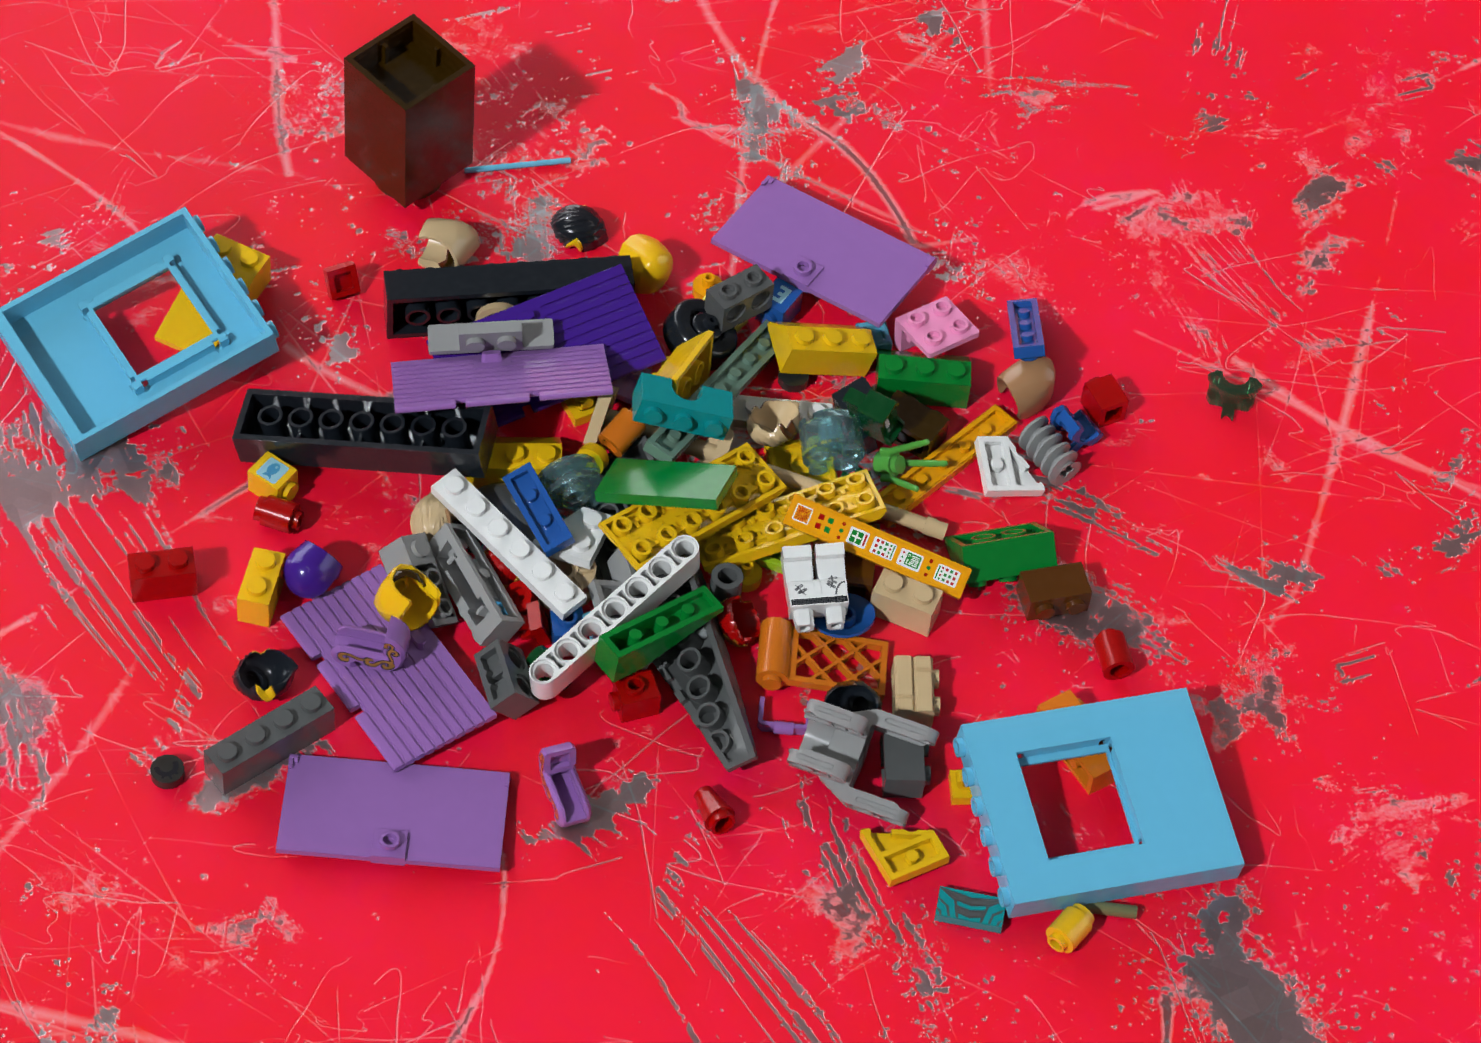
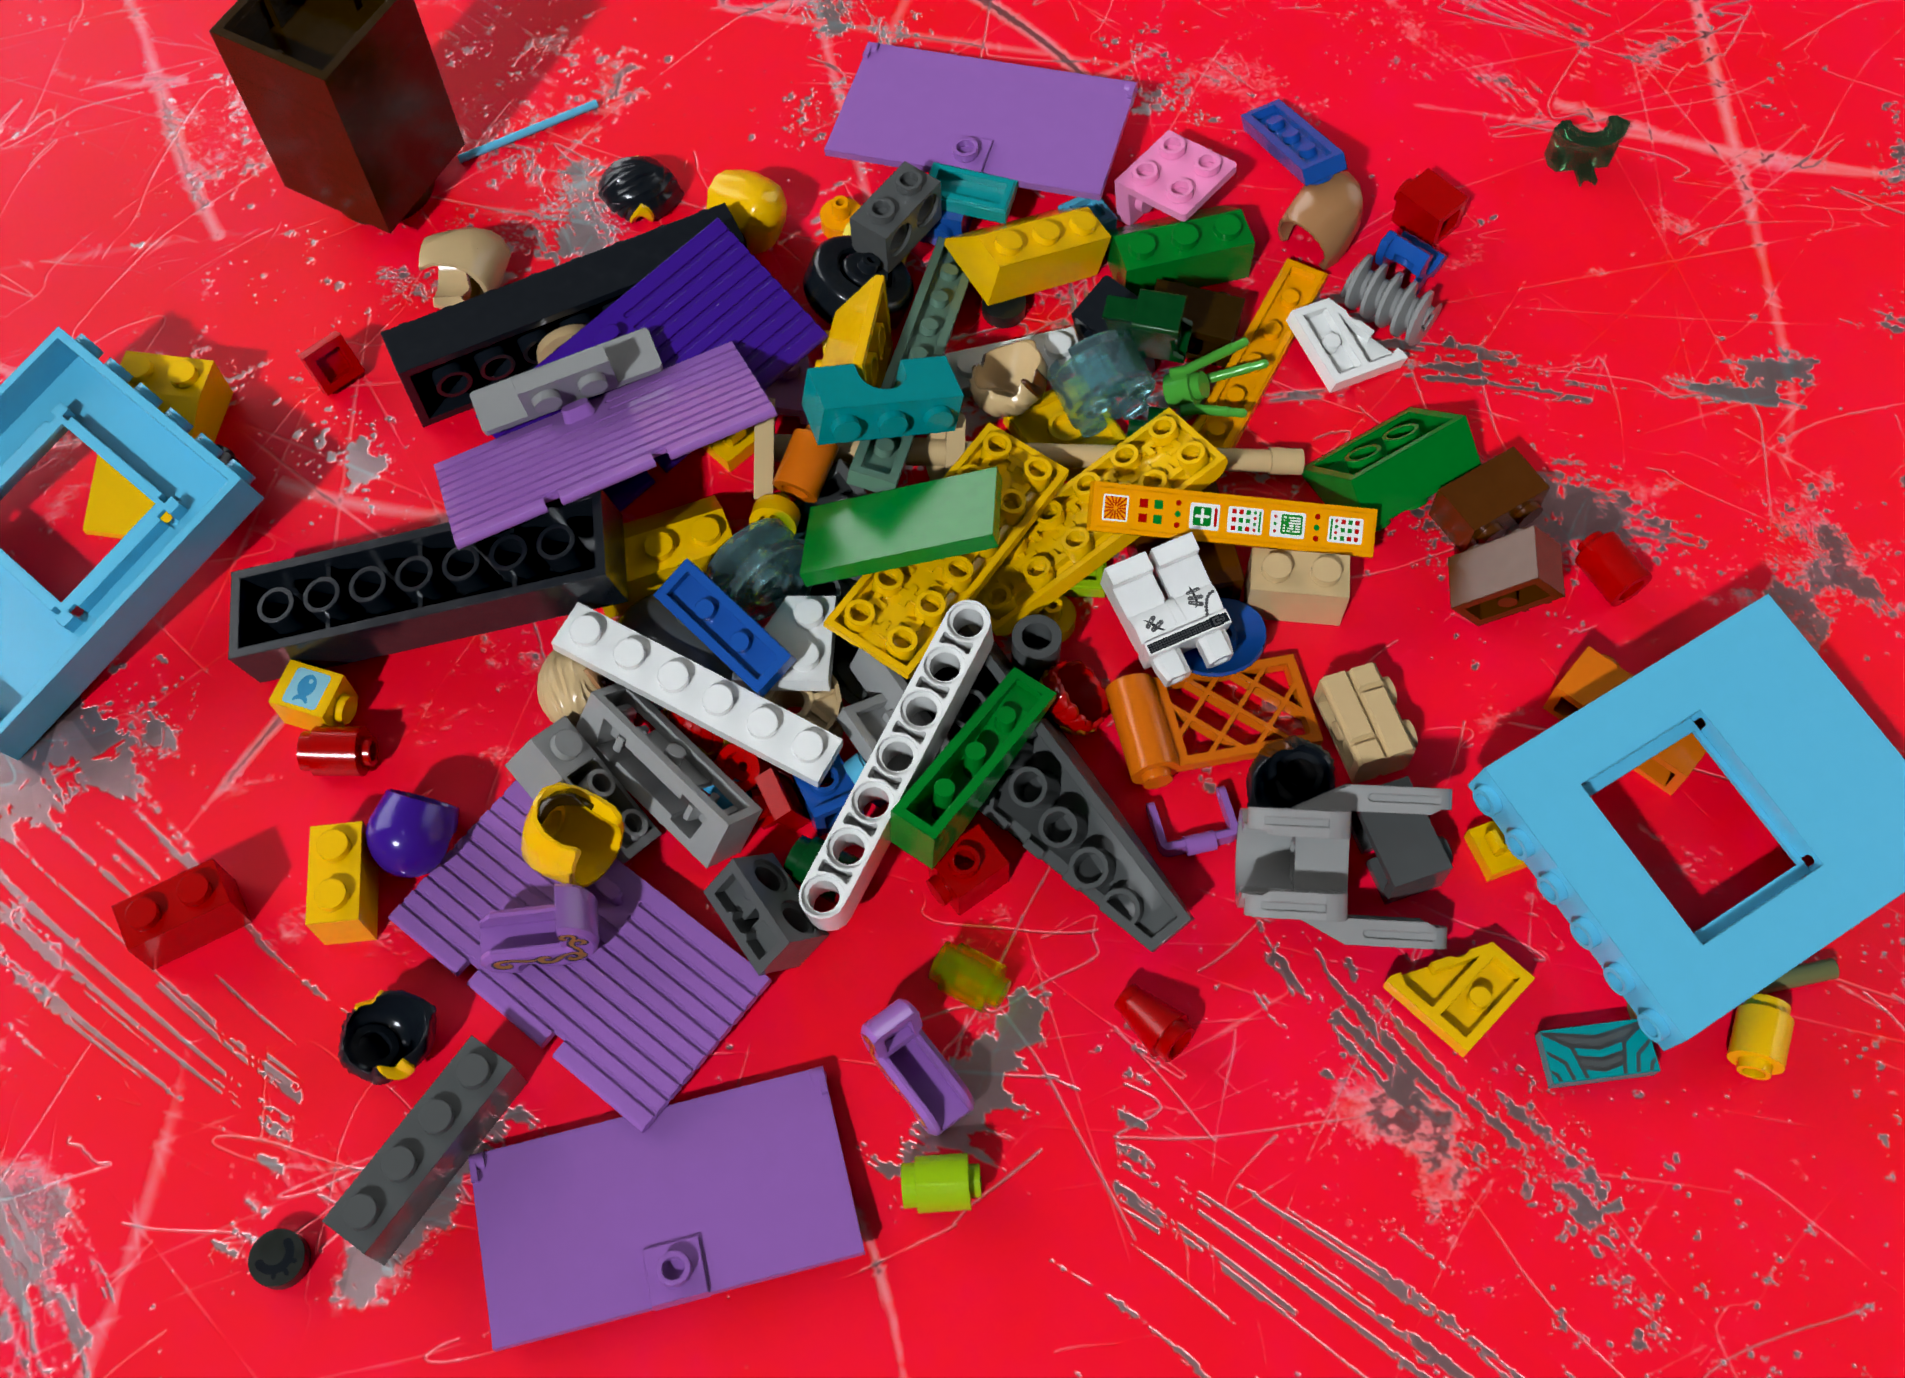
camera: 10 degrees left, 10 degrees up
(555, 849) = (940, 1183): none -> lime brick
(614, 752) = (970, 976): none -> clear neon green brick
(798, 297) = (975, 192): none -> teal tile
(1037, 635) = (1506, 576): none -> reddish brown brick

